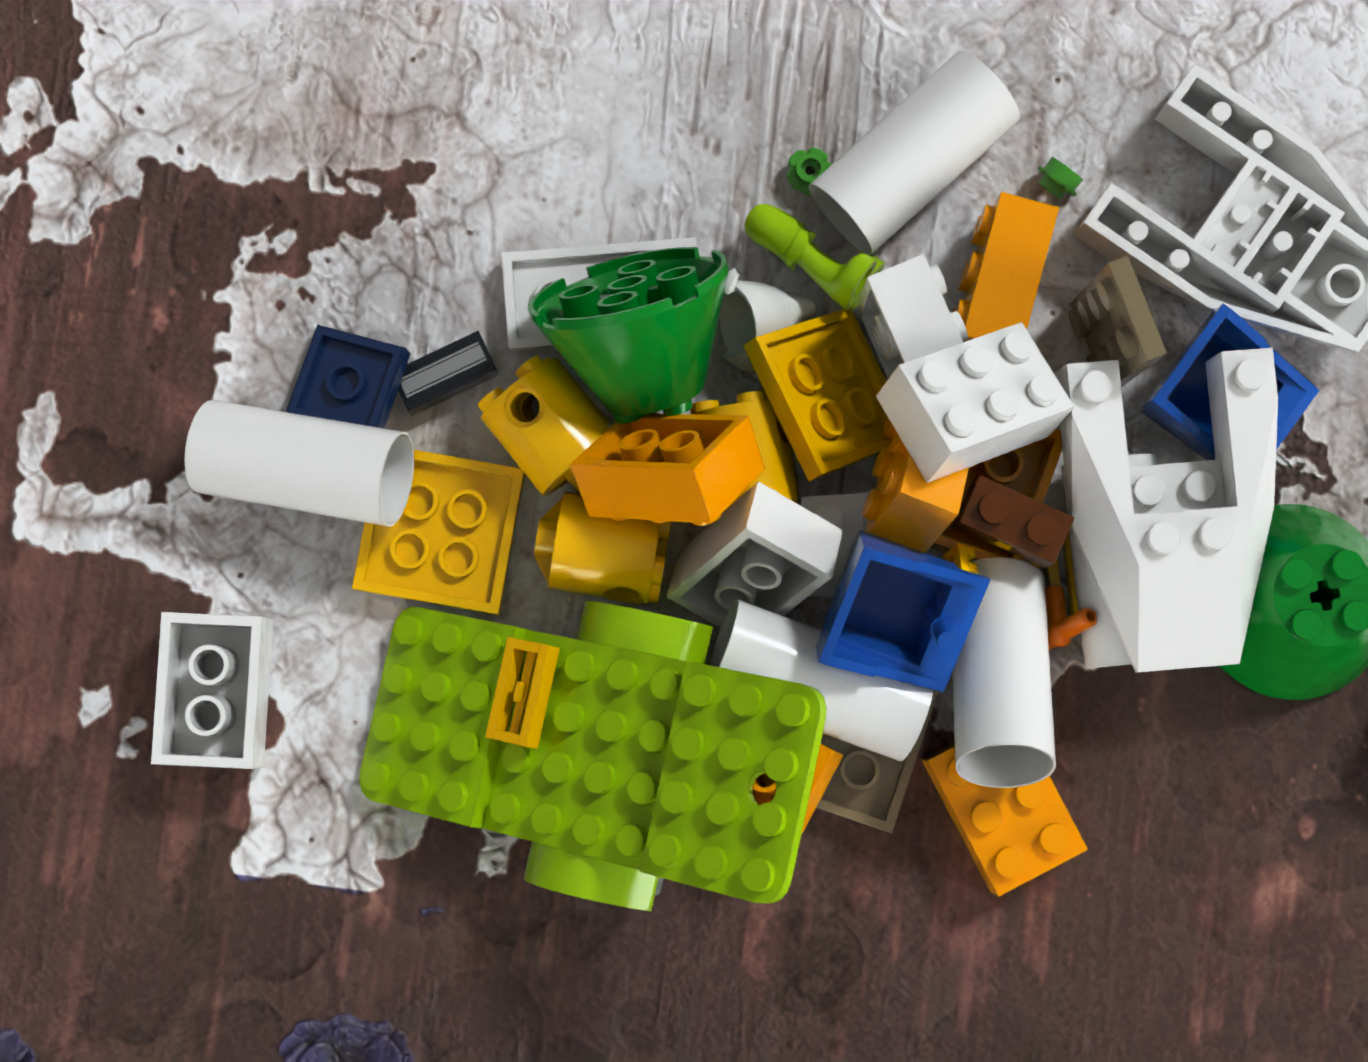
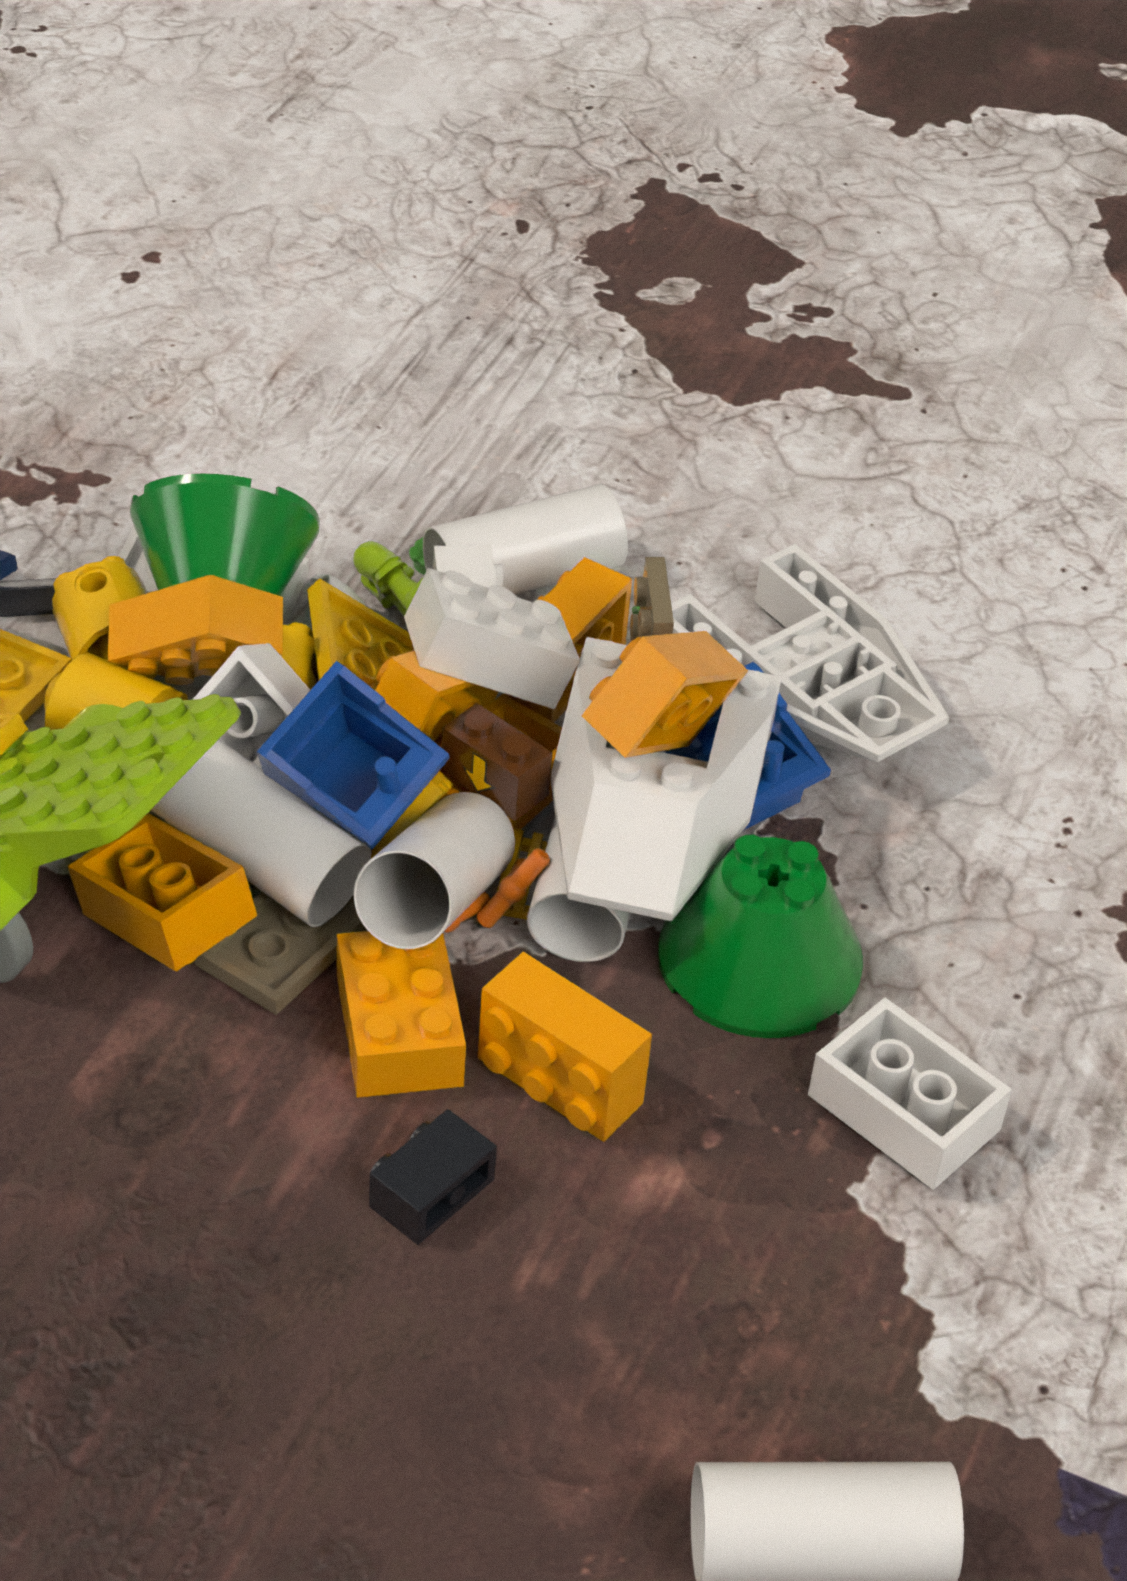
camera: 15 degrees right, 40 degrees down
(1093, 973) = (431, 1175): none -> black brick
(1169, 815) = (563, 1046): none -> light orange brick
(1187, 453) = (663, 692): none -> light orange brick

